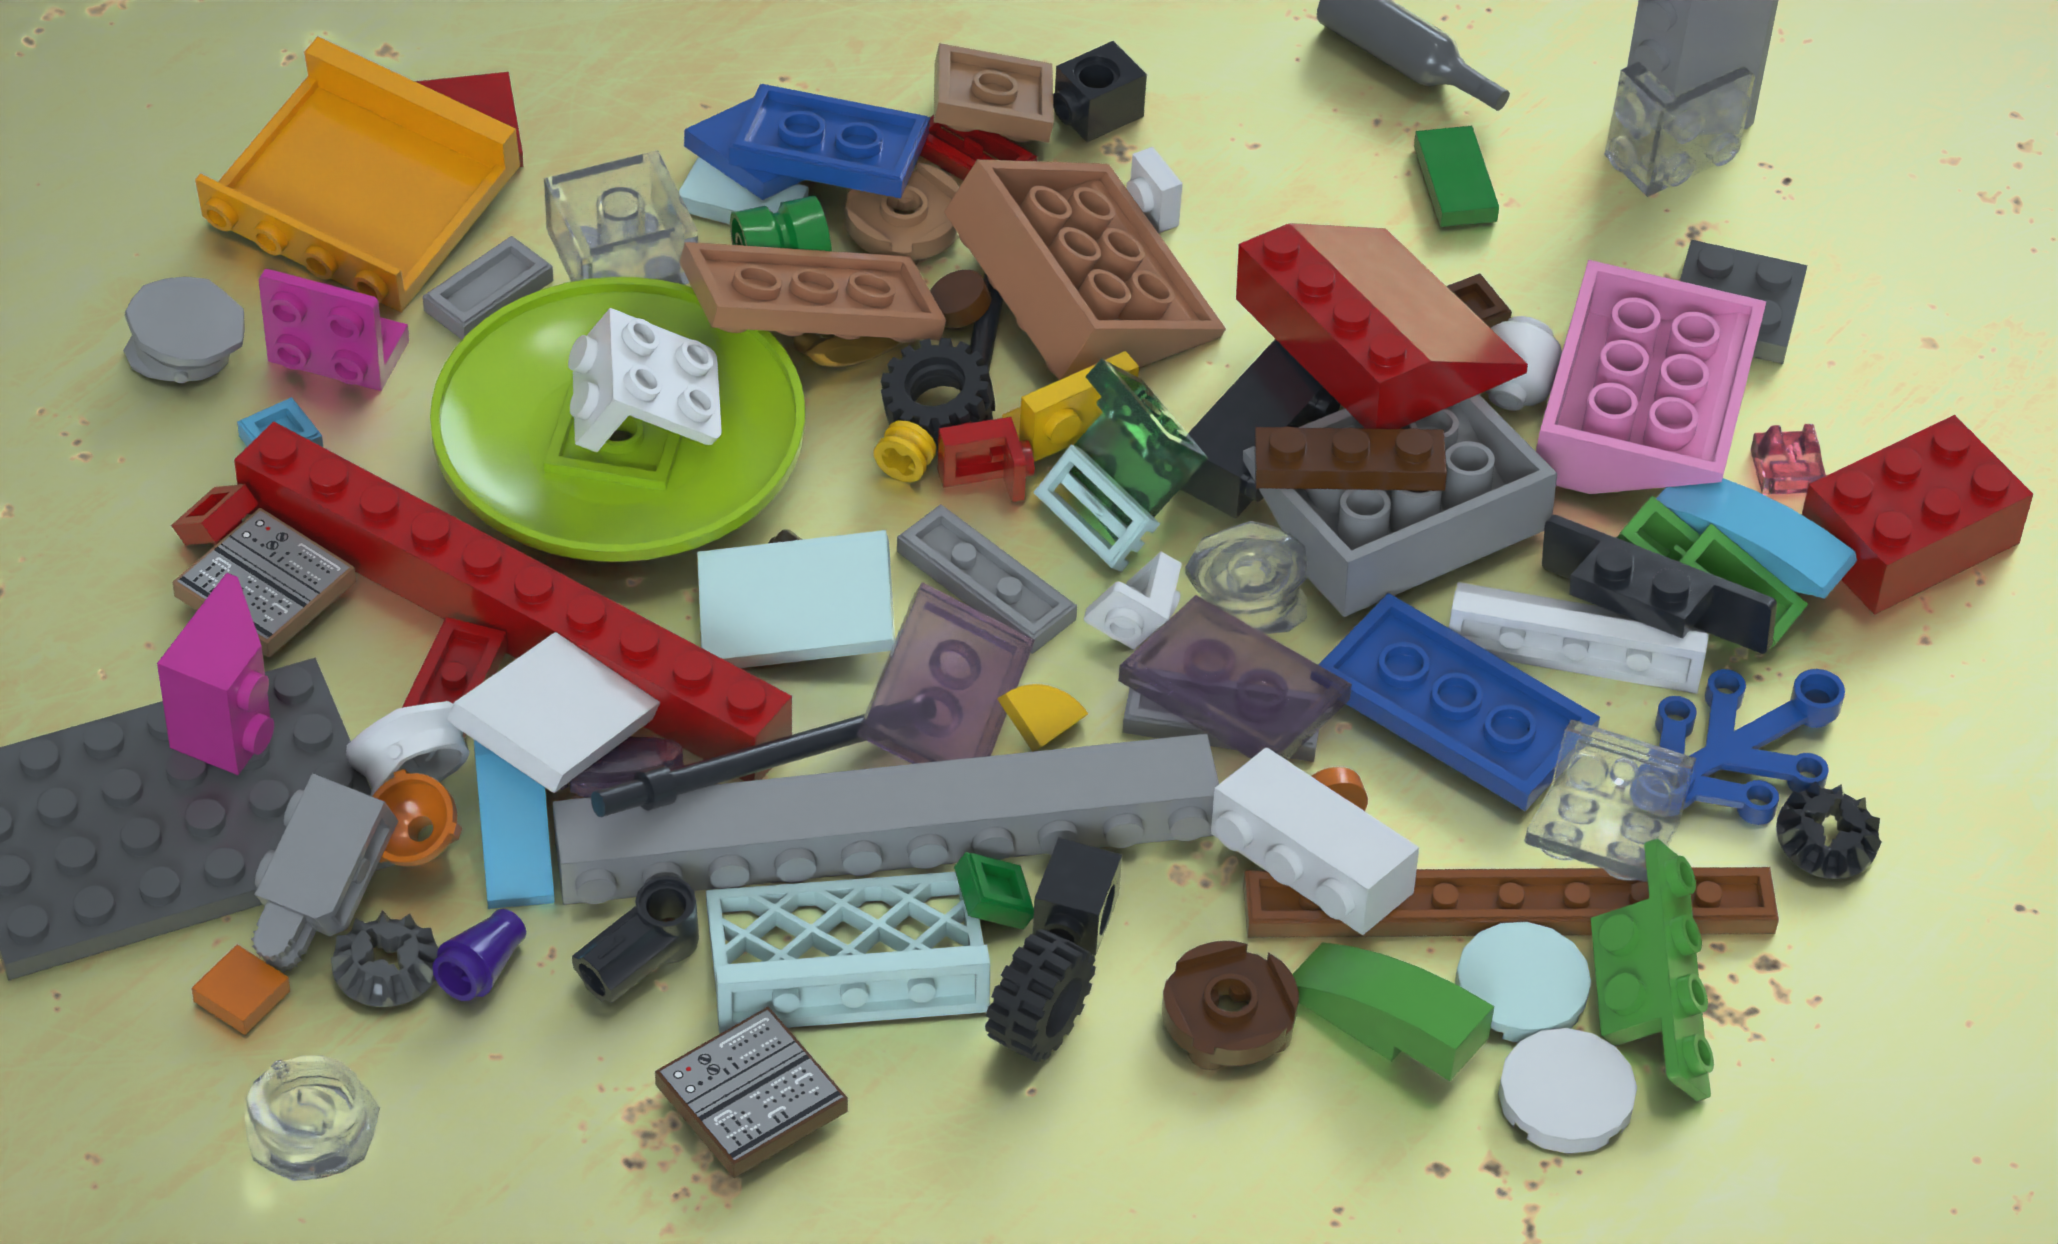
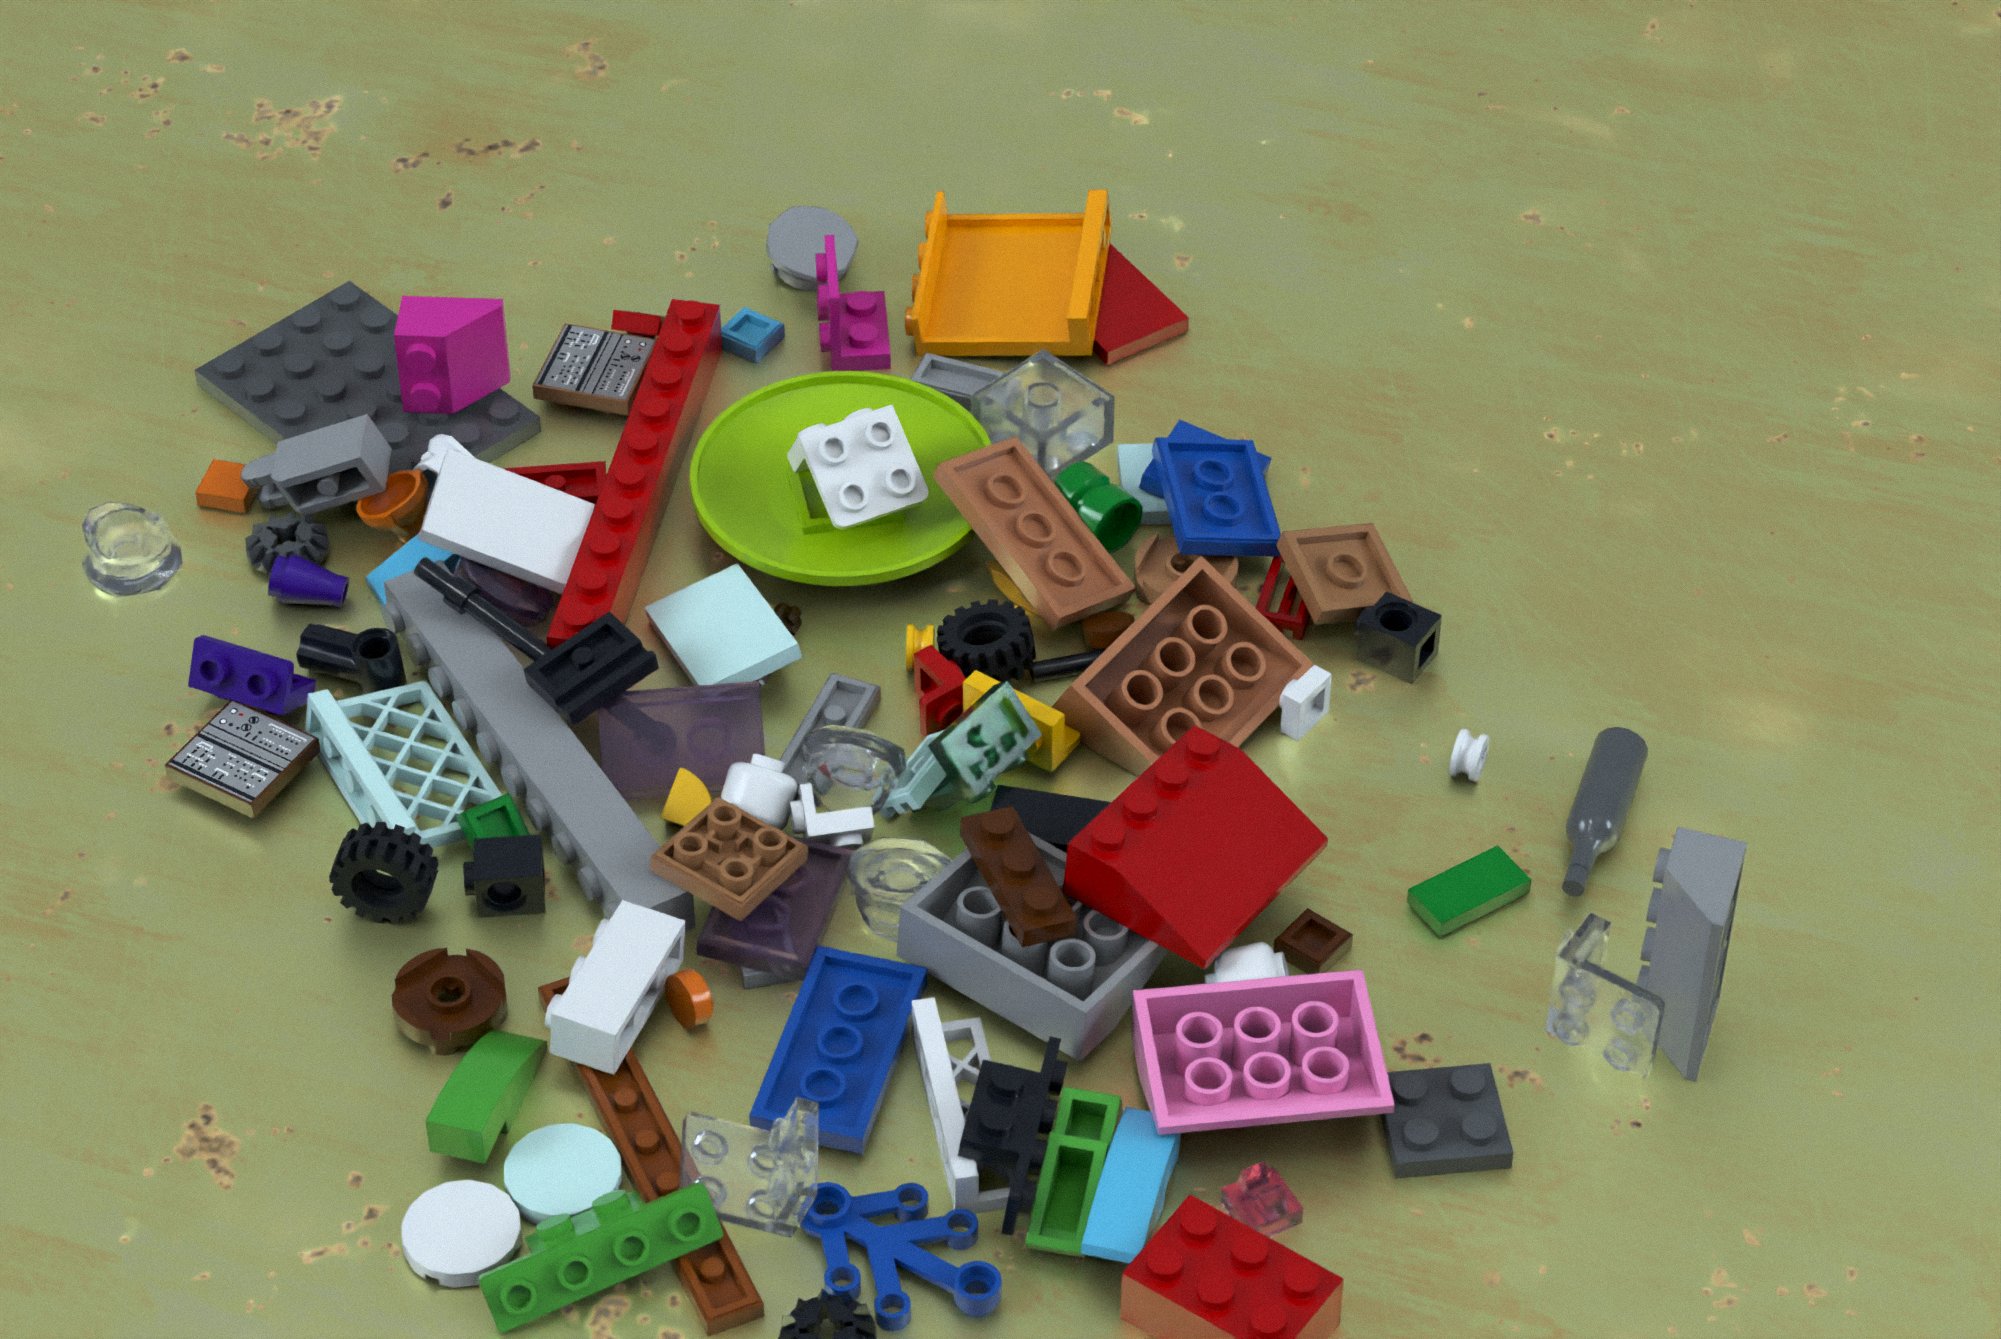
camera: 70 degrees right, 5 degrees down
(638, 1043) = (247, 676): none -> dark purple bracket
(840, 709) = (590, 668): none -> black plate
(1076, 646) = (761, 789): none -> white head
(1095, 550) = (852, 767): none -> clear hat
(1182, 688) = (729, 858): none -> medium nougat tile
(1287, 104) = (1469, 755): none -> white bush

